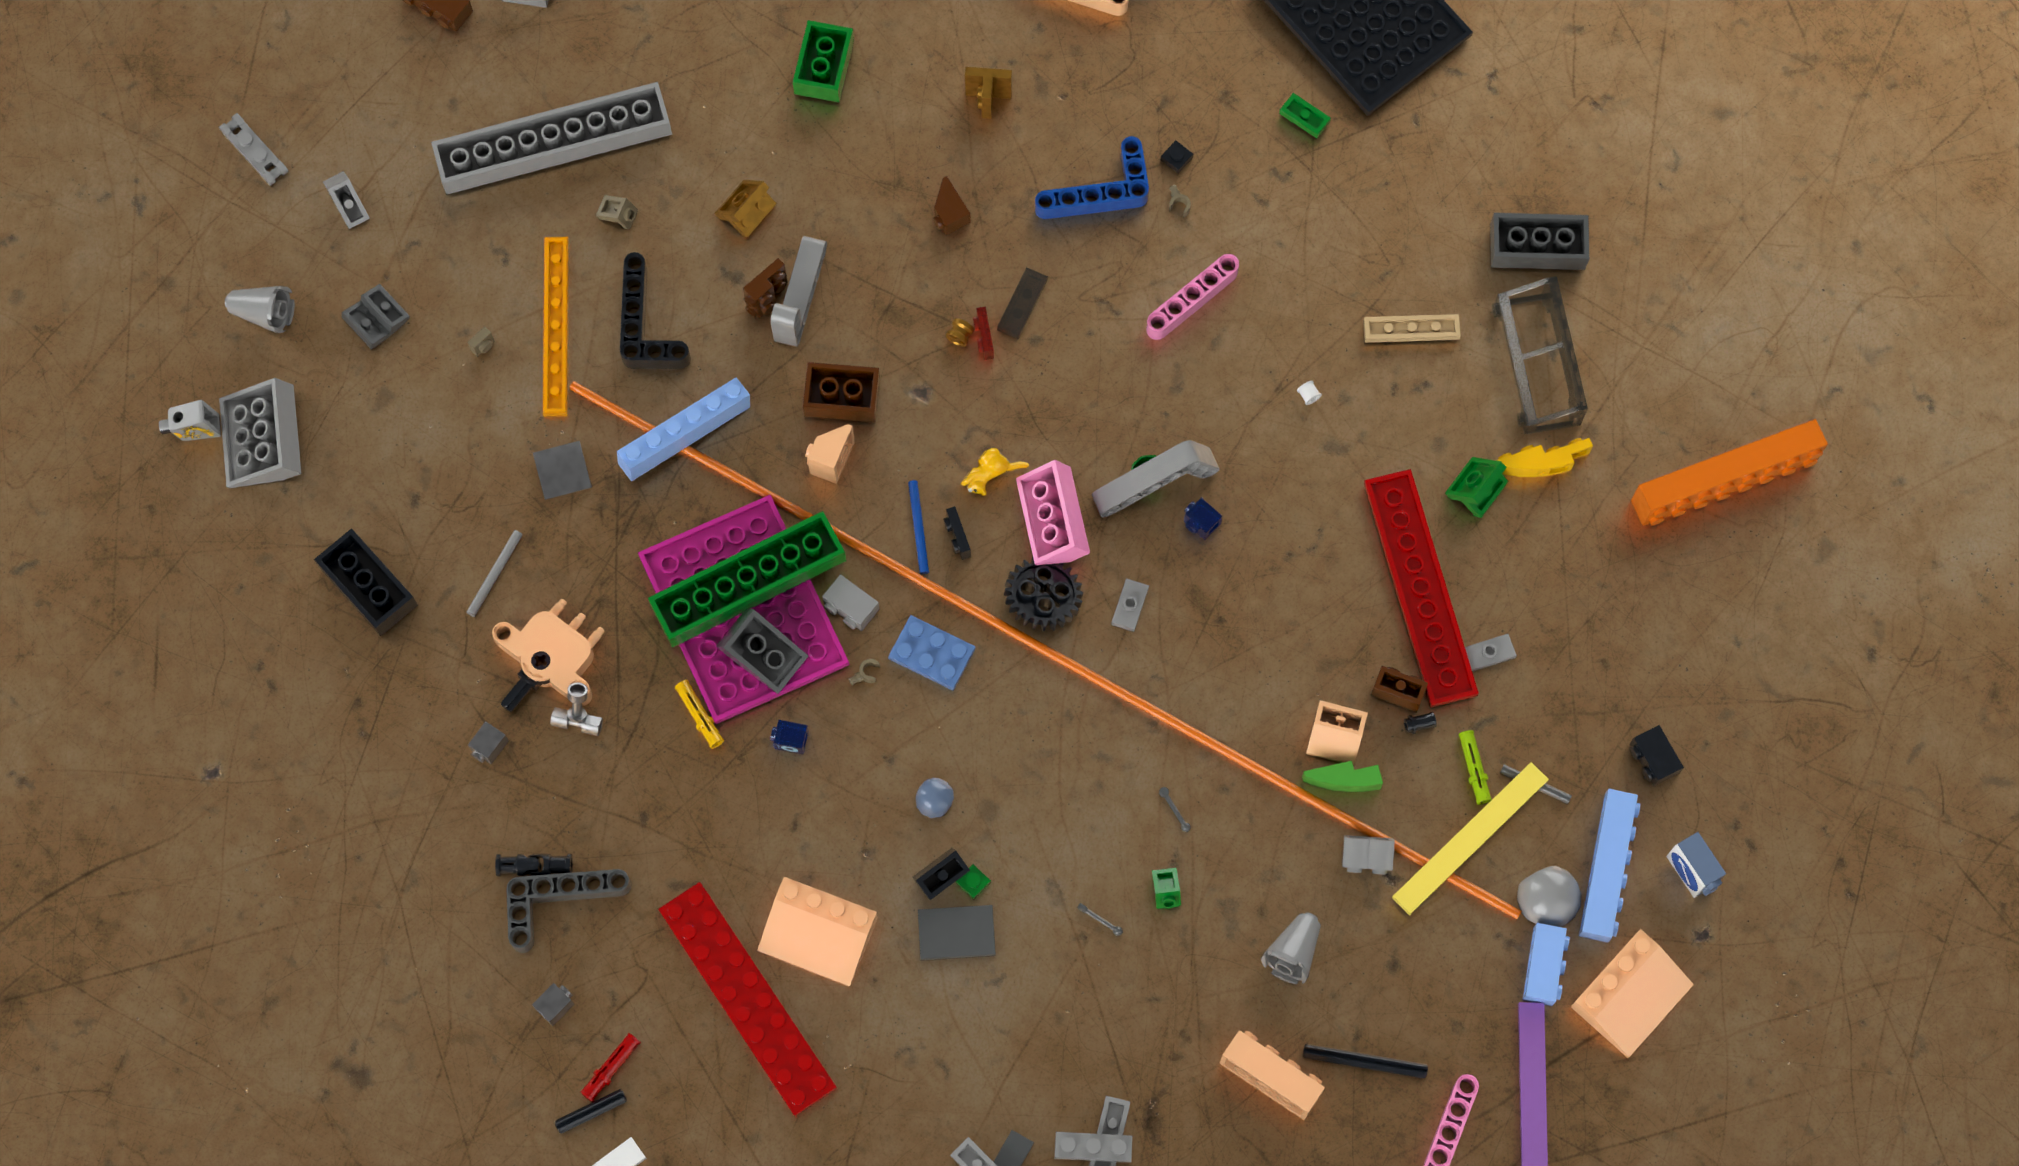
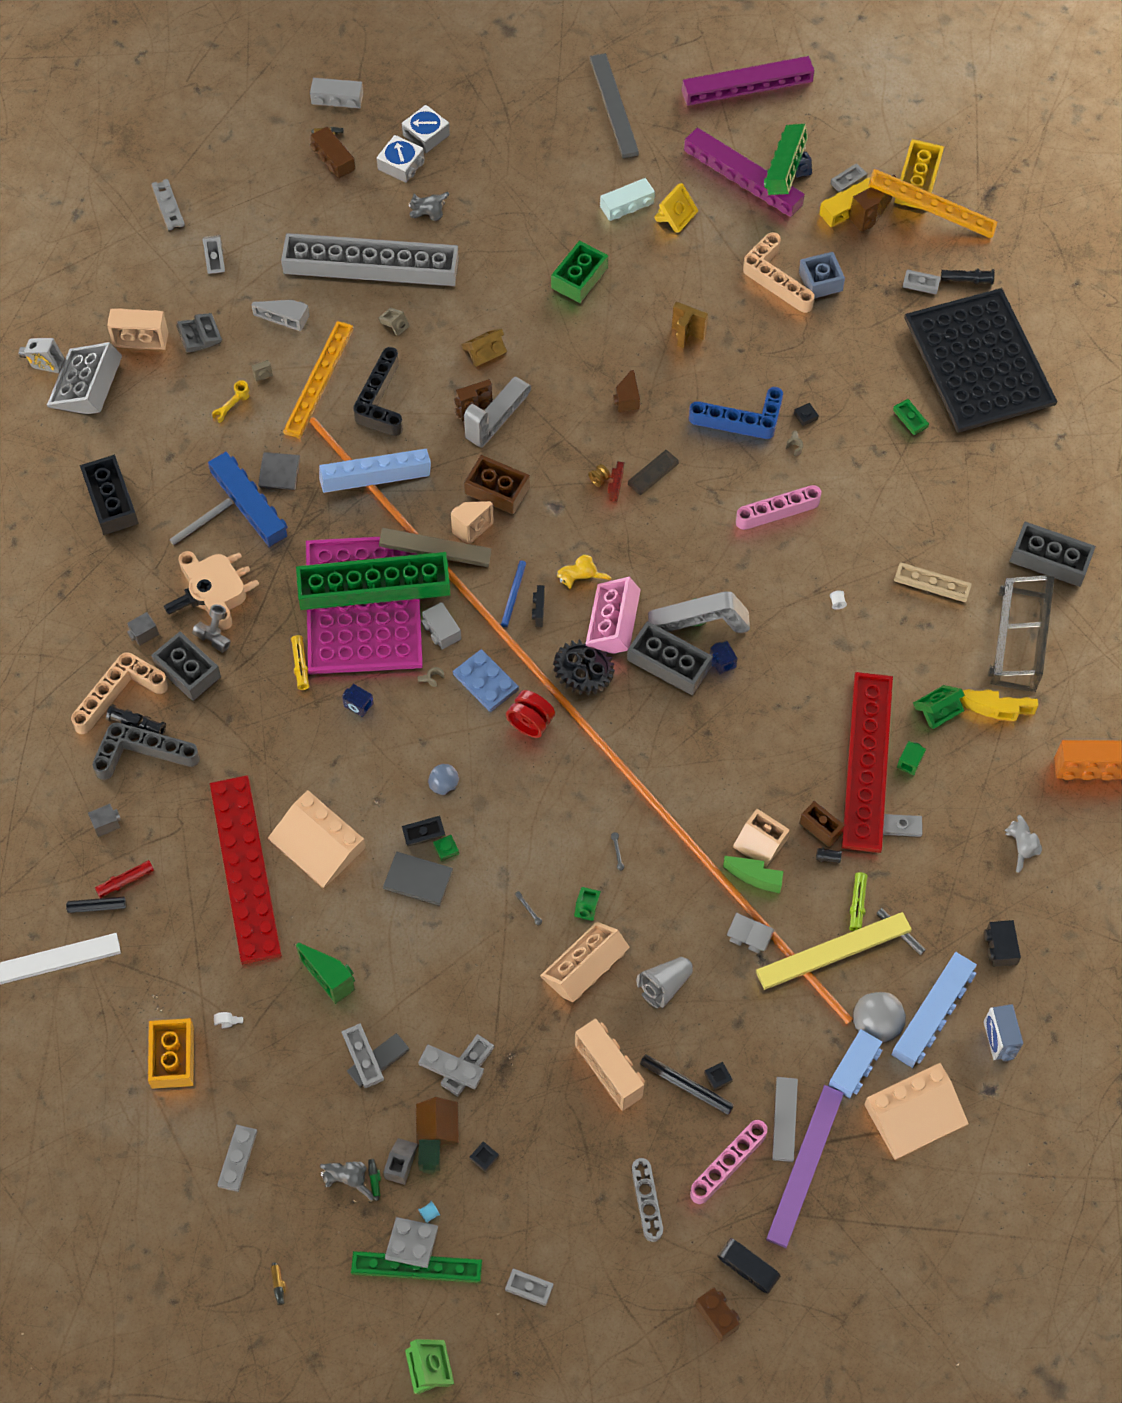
camera: 20 degrees right, 10 degrees down
(263, 306) = (125, 296): light grey cone -> none
(299, 342) = (137, 328): none -> light nougat brick
(462, 376) = (241, 392): none -> yellow brick
(475, 250) = (283, 312): none -> light grey slope
(488, 831) = (114, 688): none -> light nougat beam
(540, 523) = (248, 499): none -> blue brick
(565, 772) = (186, 666): none -> dark grey brick
(594, 32) = (428, 205): none -> dark grey animal
(762, 650) = (363, 633): dark grey slope -> none
(800, 503) = (424, 545): none -> dark tan tile
(906, 1091) = (328, 972): none -> green slope
(1006, 679) = (530, 714): none -> red wheel
(1130, 605) = (644, 698): light grey plate -> none
(1141, 544) = (669, 658): none -> dark grey brick
(1192, 959) = (585, 961): none -> light nougat slope
(1397, 1038) = (718, 1076): none -> black plate
(1470, 564) = (911, 757): none -> green brick
(1490, 1059) = (785, 1119): none -> light grey tile
(1640, 622) = (1027, 843): none -> light grey animal

